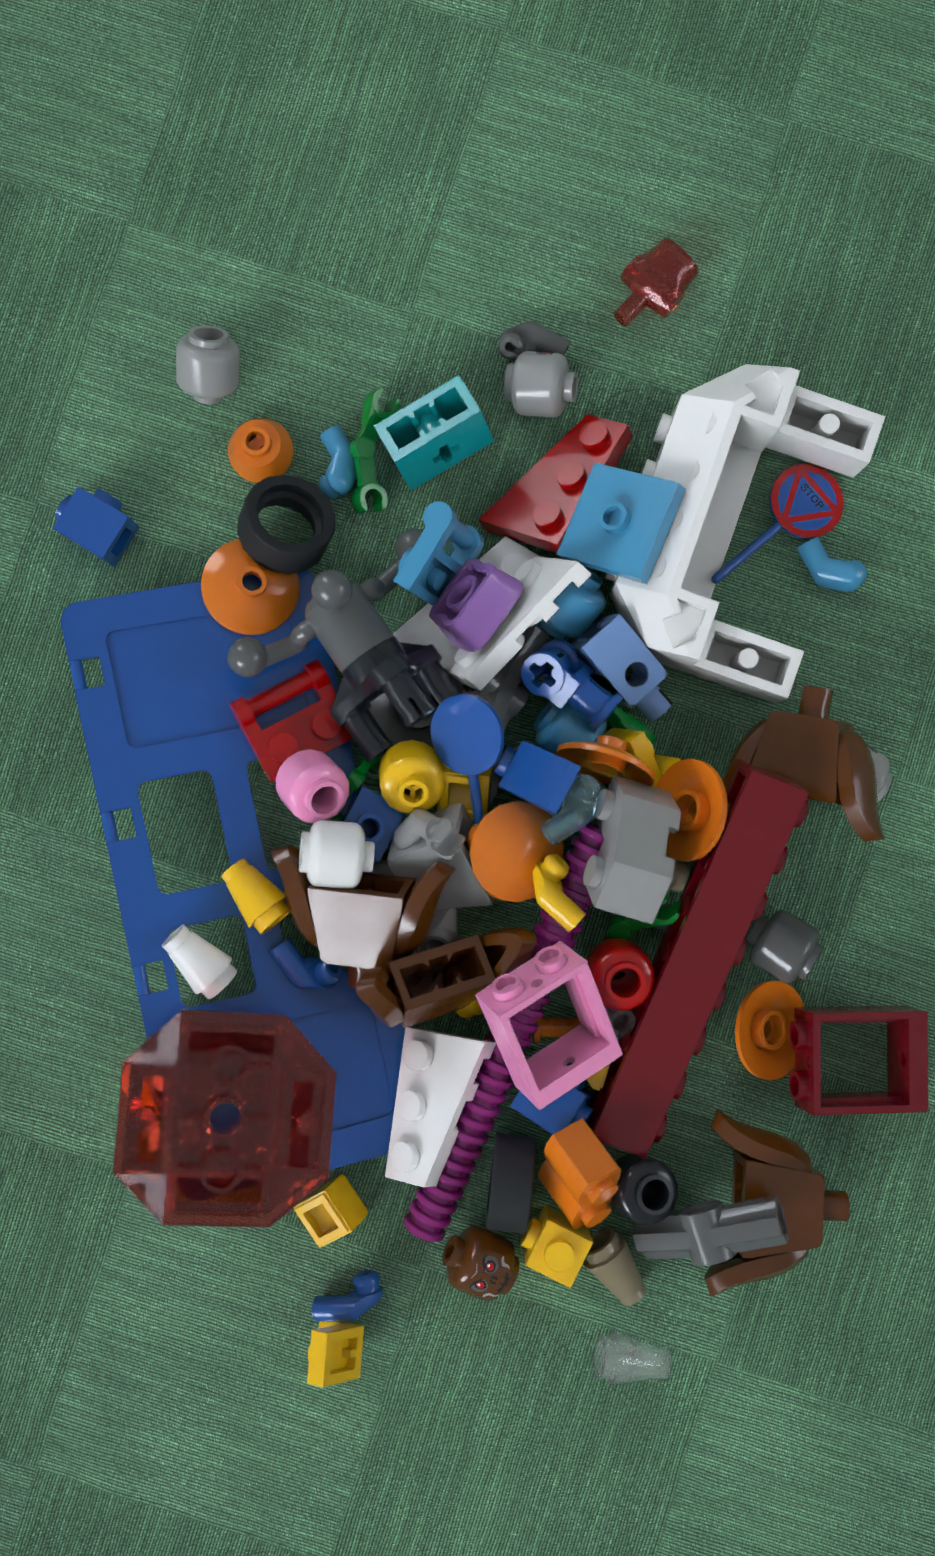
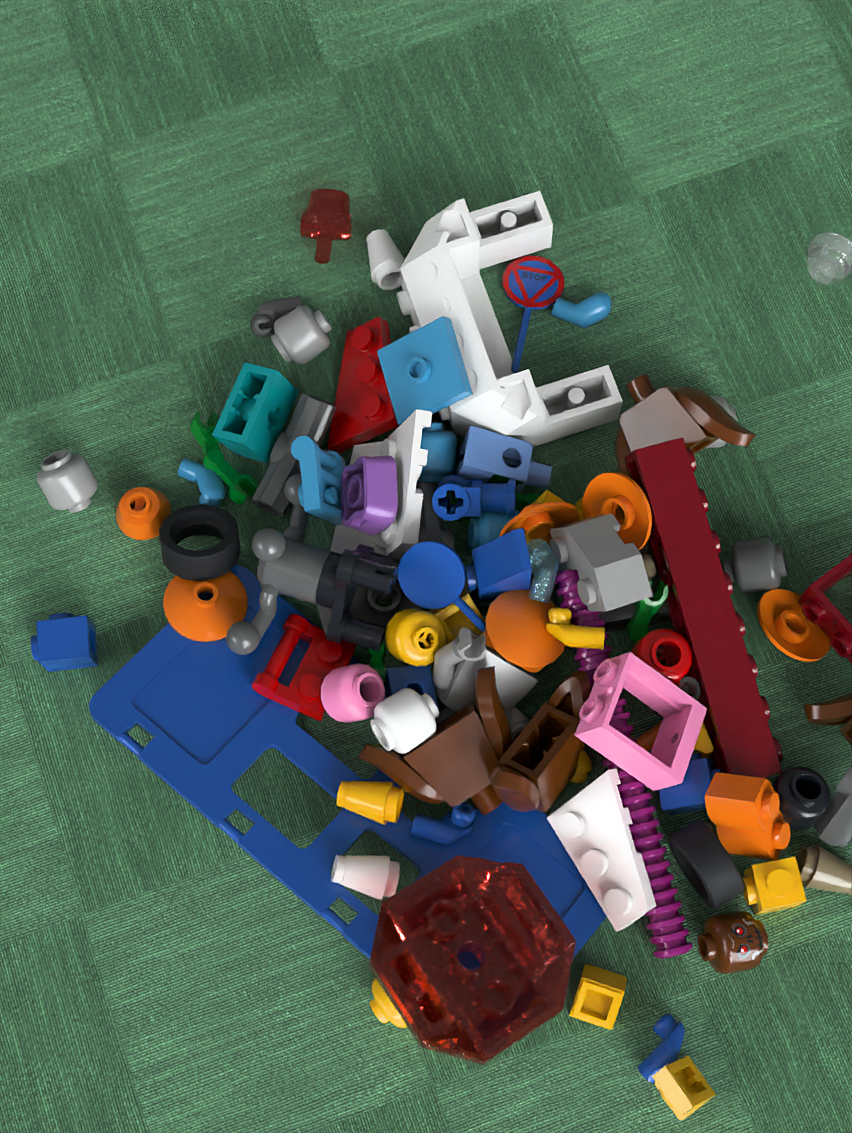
camera: 35 degrees left, 15 degrees down
(463, 491) = (310, 420): none -> dark grey piece
(681, 366) = (384, 260): none -> white cone

